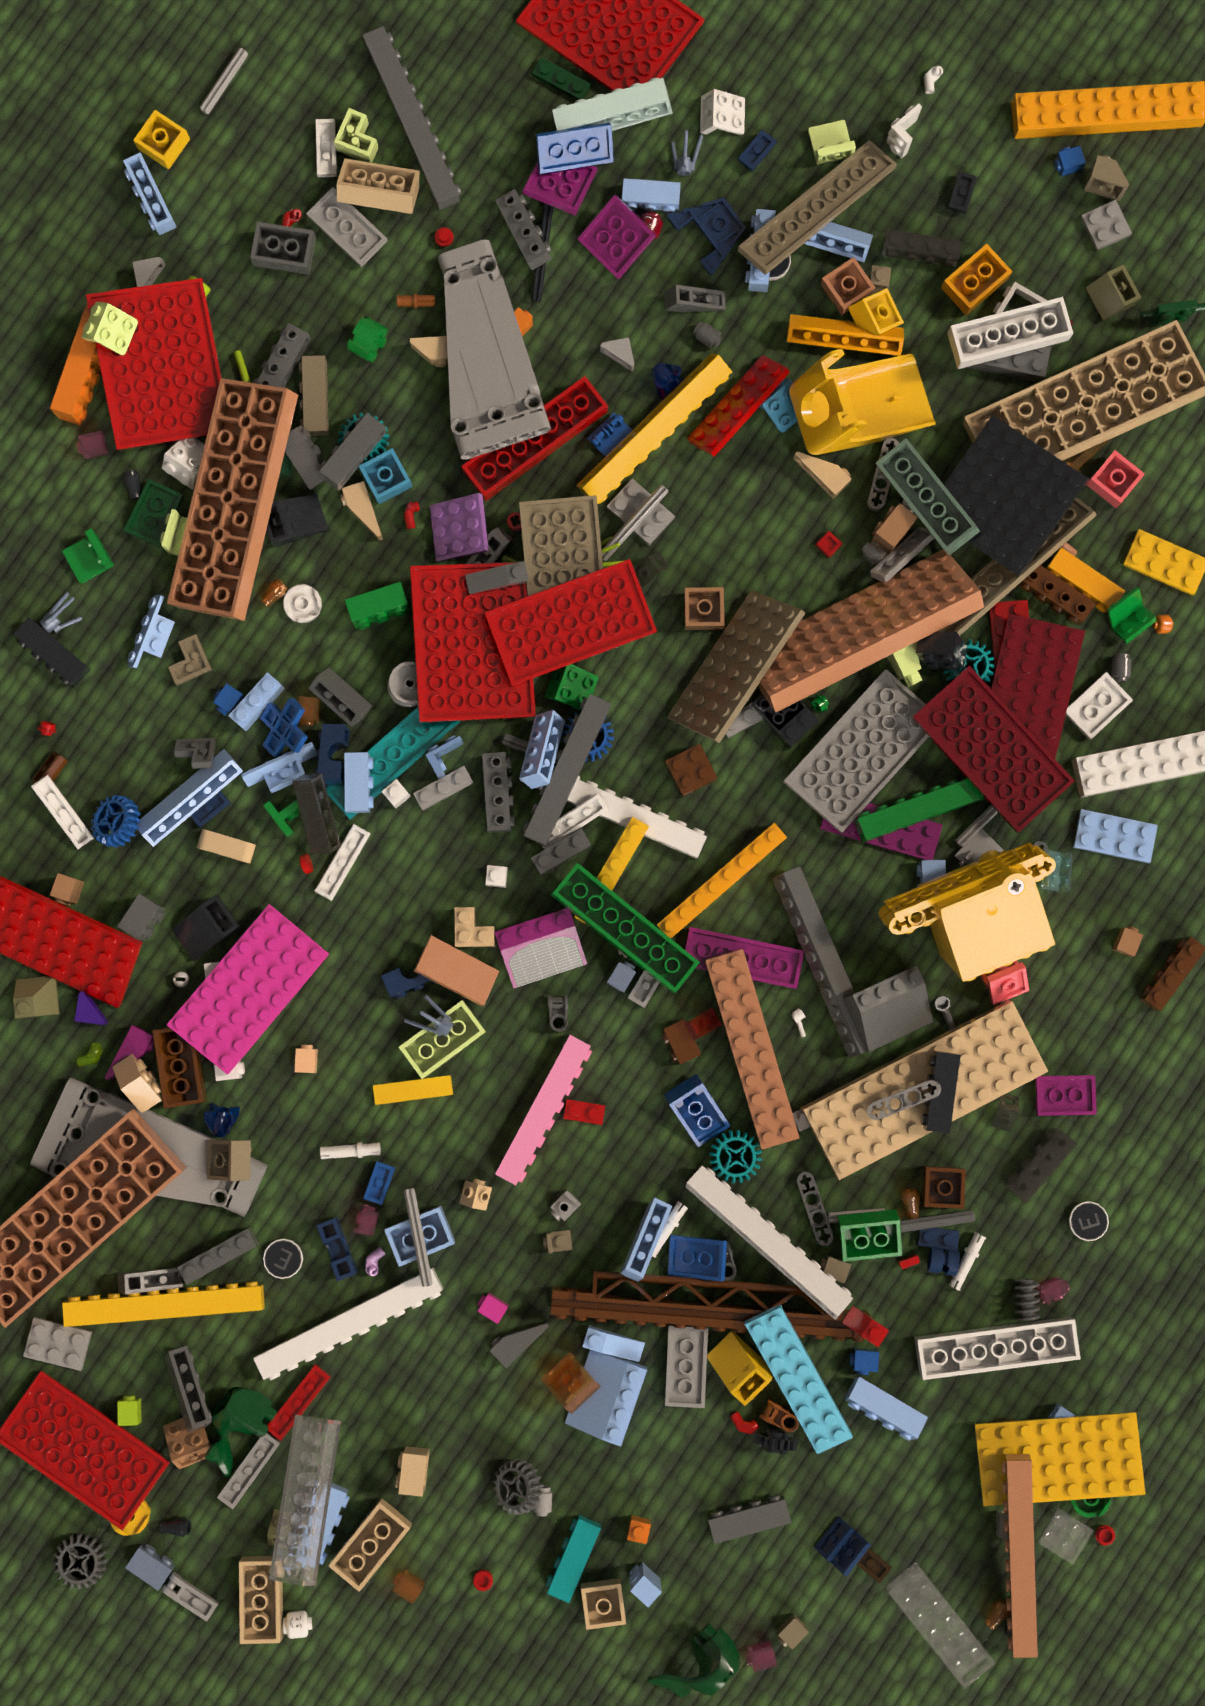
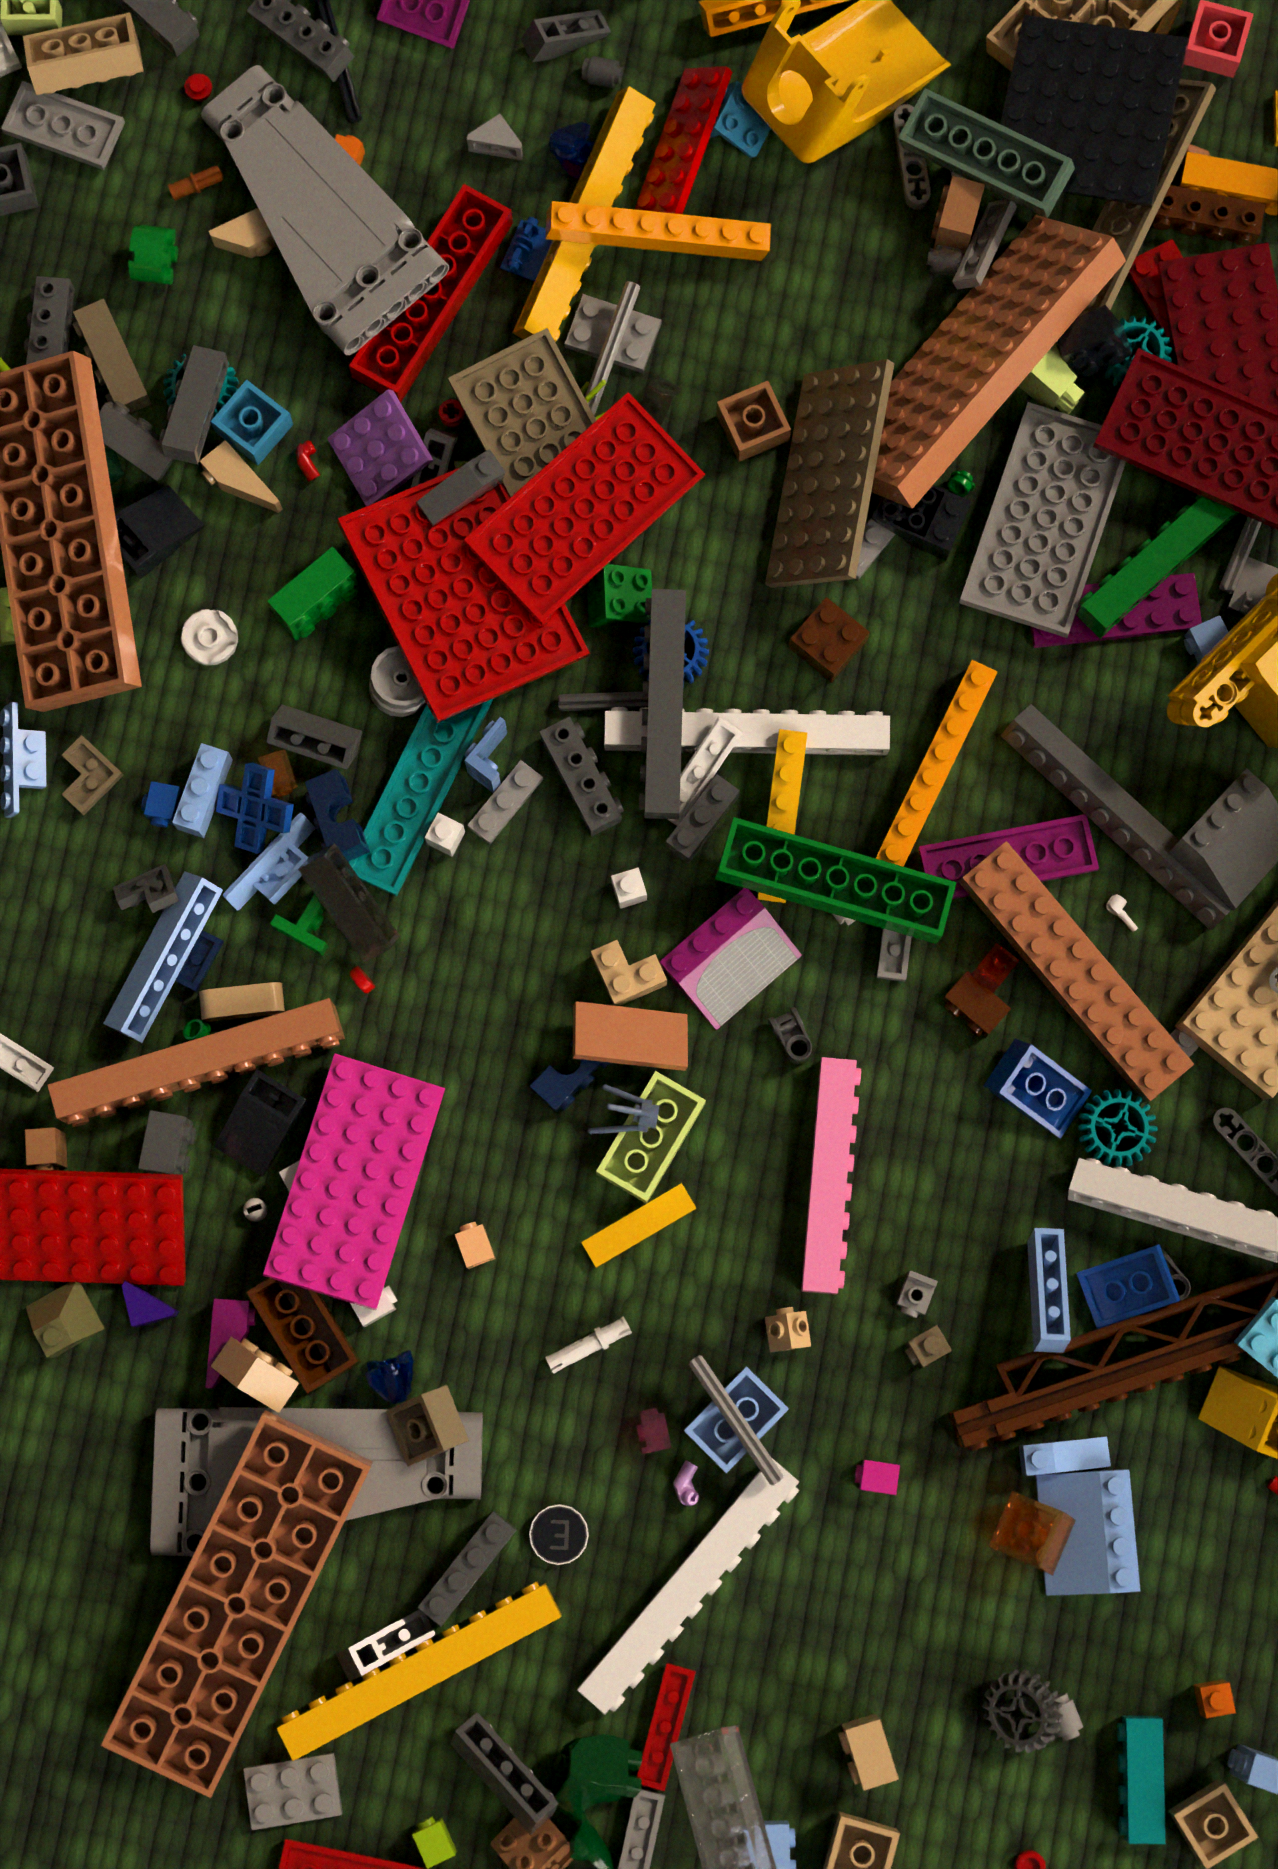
camera: 20 degrees left, 5 degrees down
(92, 1056) = (176, 1367): clear neon green arm -> none
(120, 823) = (83, 1029): blue gear -> none
(181, 873) = (196, 1062): none -> nougat brick
(190, 853) = (196, 1029): none -> green plate
(274, 592) = (165, 636): clear orange cone -> none
(336, 1243) = (629, 1486): dark blue arch -> none
(342, 862) = (410, 958): white tile -> none
(358, 782) = (388, 839): light blue brick -> none
(379, 1183) = (647, 1371): blue plate -> none
(514, 1343) = (929, 1515): dark grey slope -> none
(542, 749) = (619, 690): light blue brick -> none
(584, 1111) = (885, 1156): red plate -> none
(622, 976) = (858, 949): sand blue brick -> none
(670, 1224) = (1072, 1253): white pin -> none
(686, 1367) = (1178, 1443): light grey plate -> none
(695, 459) = (657, 231): none -> light orange brick
(826, 474) = (835, 185): tan slope -> none
(828, 544) = (880, 274): red tile -> none

